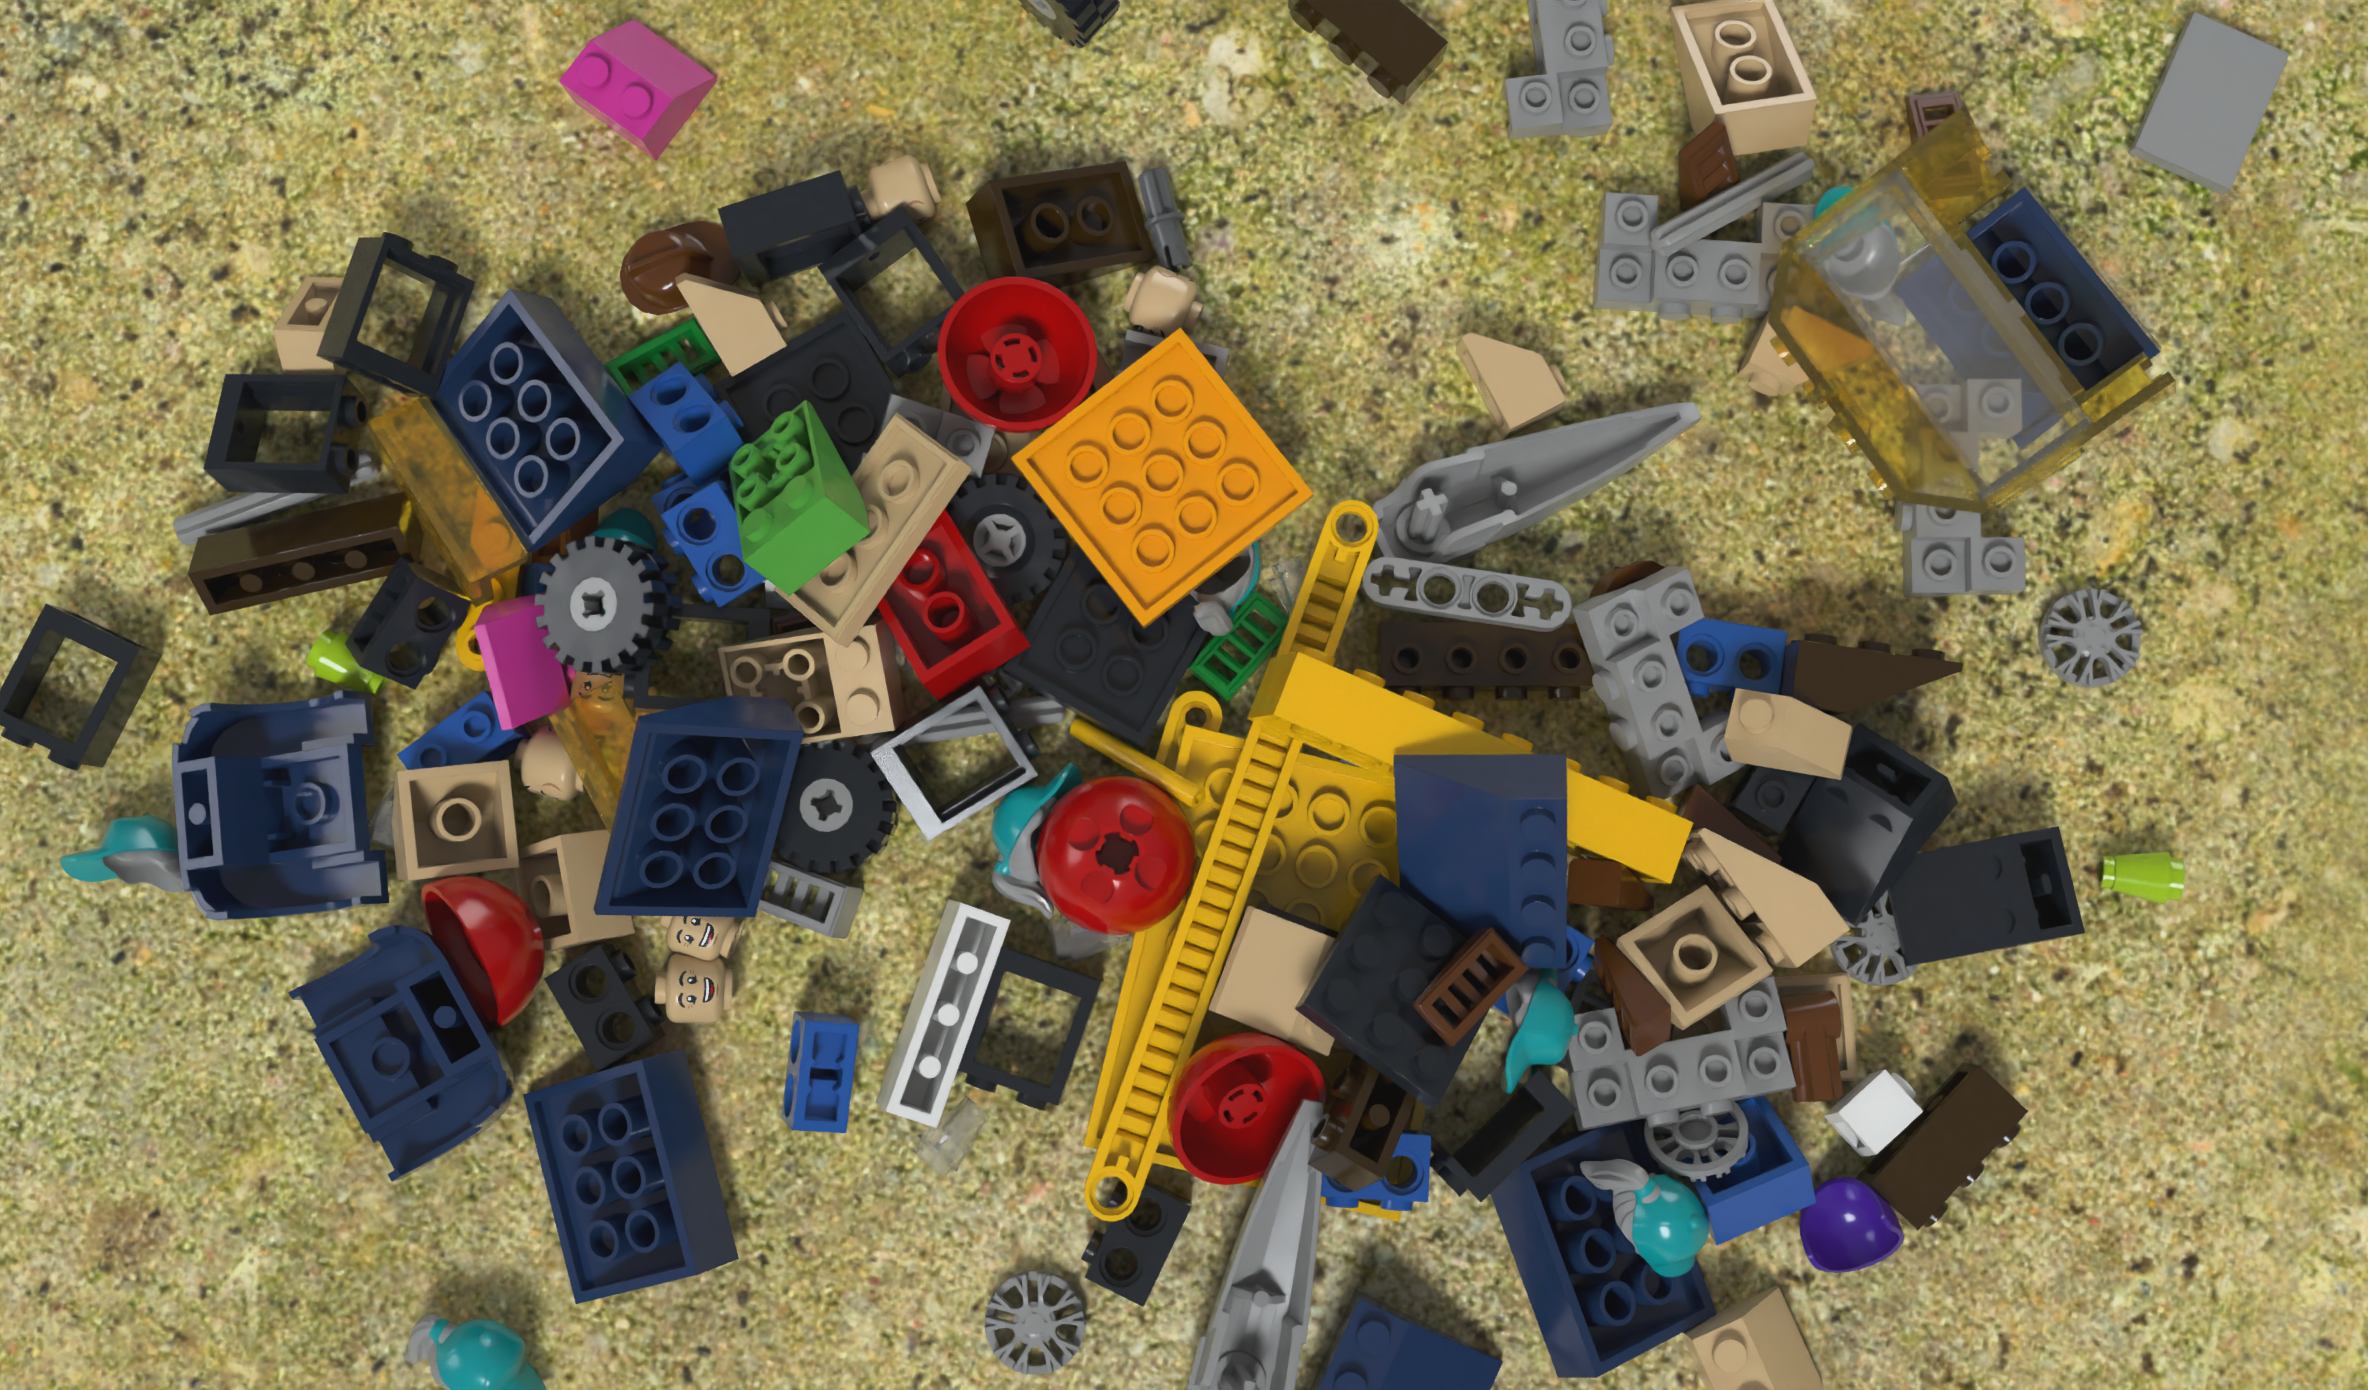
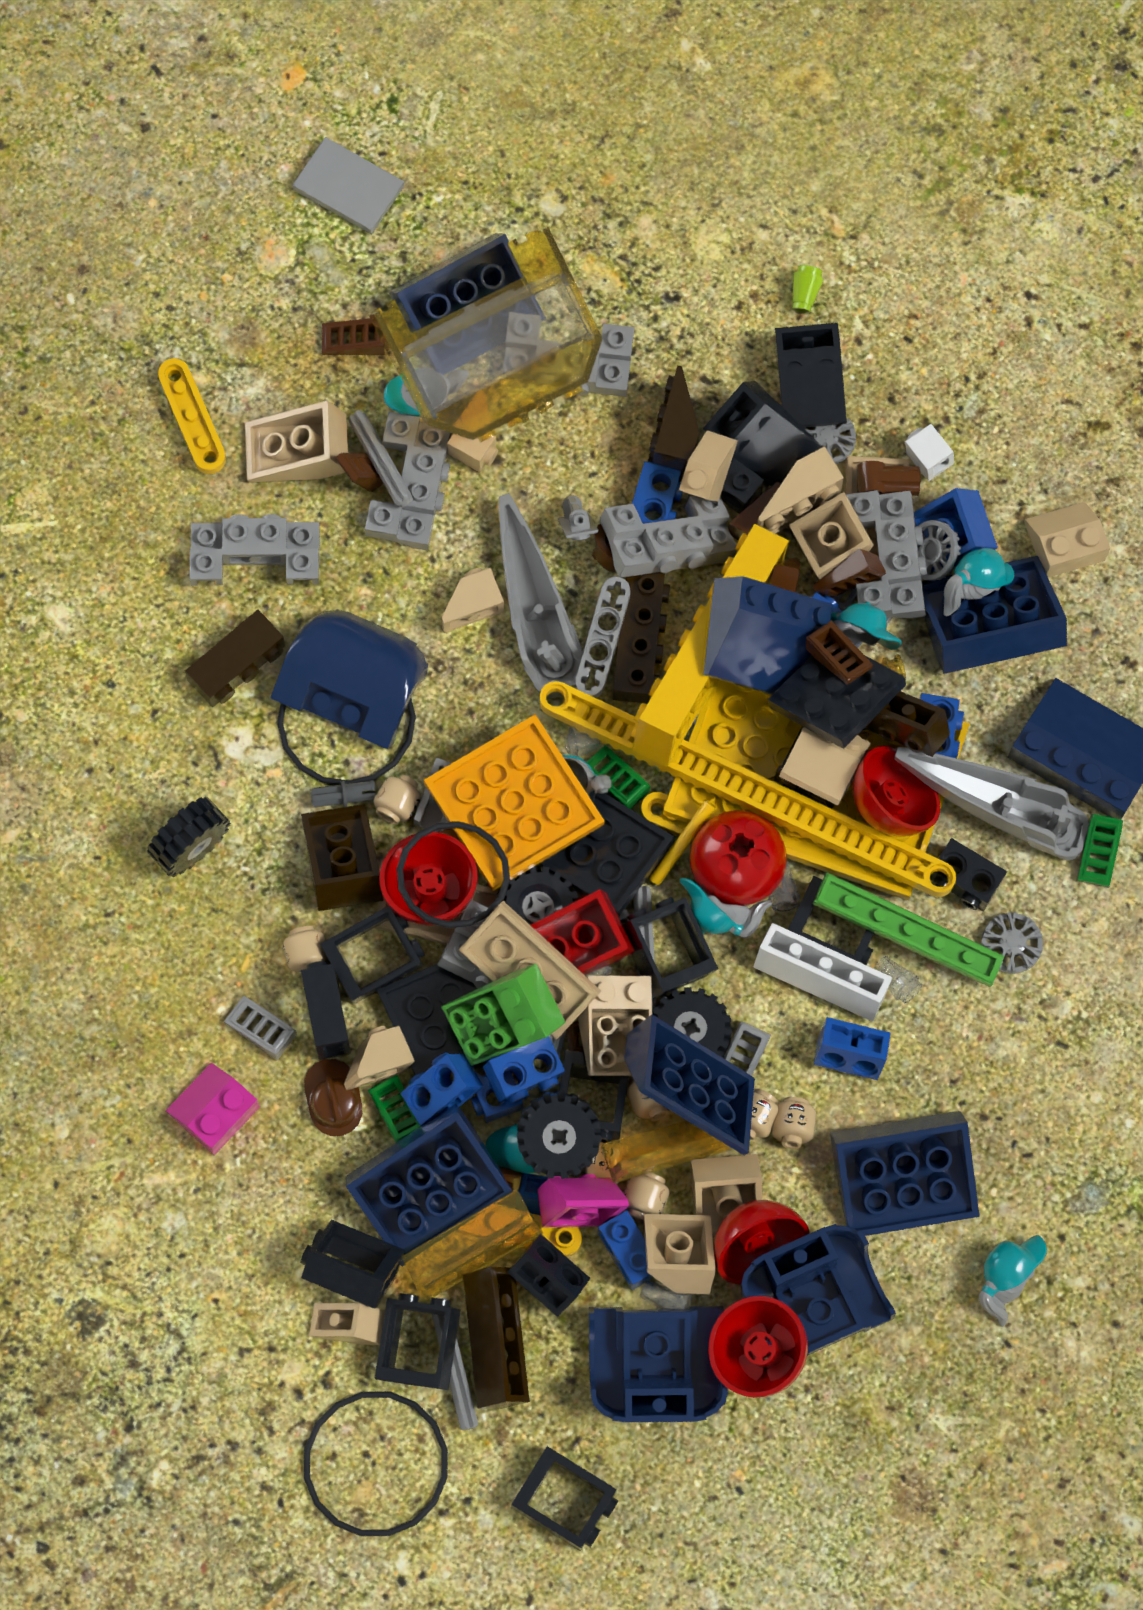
camera: 90 degrees left, 10 degrees down
(21, 375) = (444, 1463): none -> black piece
(134, 852) = (678, 1453): hair -> none
(274, 944) = (741, 1344): none -> red piece
(335, 663) = (566, 1327): lime cone -> none
(594, 1015) = (804, 1185): black brick -> none
(740, 160) = (282, 1041): none -> light grey slope
(972, 459) = (460, 923): none -> black piece
(1024, 1147) = (908, 929): none -> bright green tile
(1298, 114) = (338, 781): none -> black piece
(1362, 205) = (351, 674): none -> dark blue piece
(1479, 1085) = (895, 664): none -> clear yellow bush
(1505, 1138) = (924, 653): black panel -> none
(1666, 535) = (576, 521): none -> light grey hinge
(1848, 1227) = (993, 474): dark purple helmet -> none
(1944, 1146) = (953, 417): dark brown brick -> none
(2090, 638) = (663, 297): light grey wheel -> none

